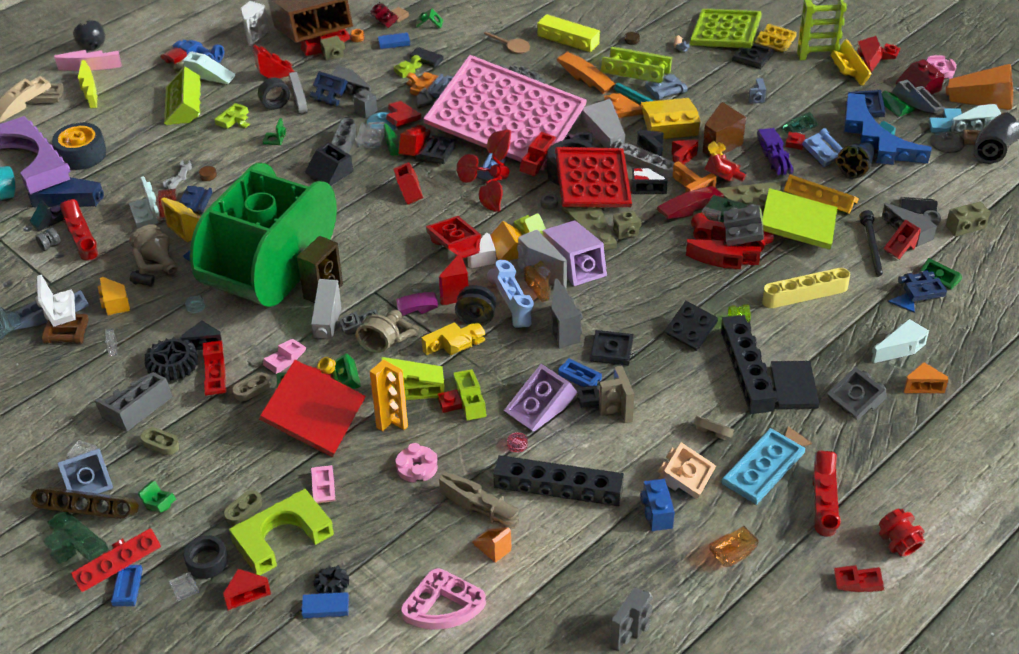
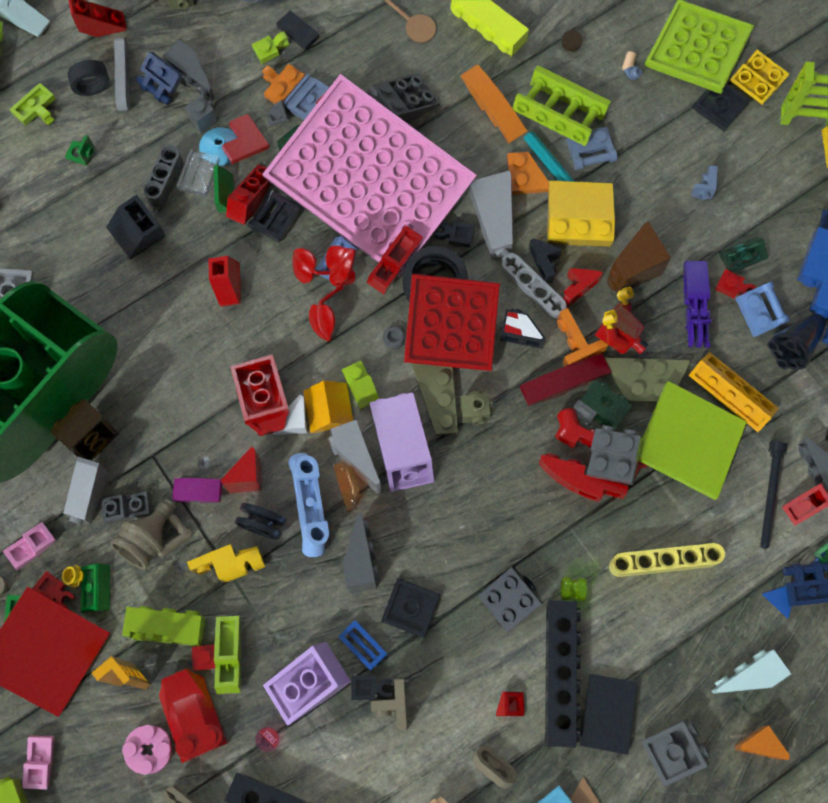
camera: 10 degrees right, 30 degrees up
(448, 436) = (191, 715): none -> red slope
(713, 391) = (511, 704): none -> red slope

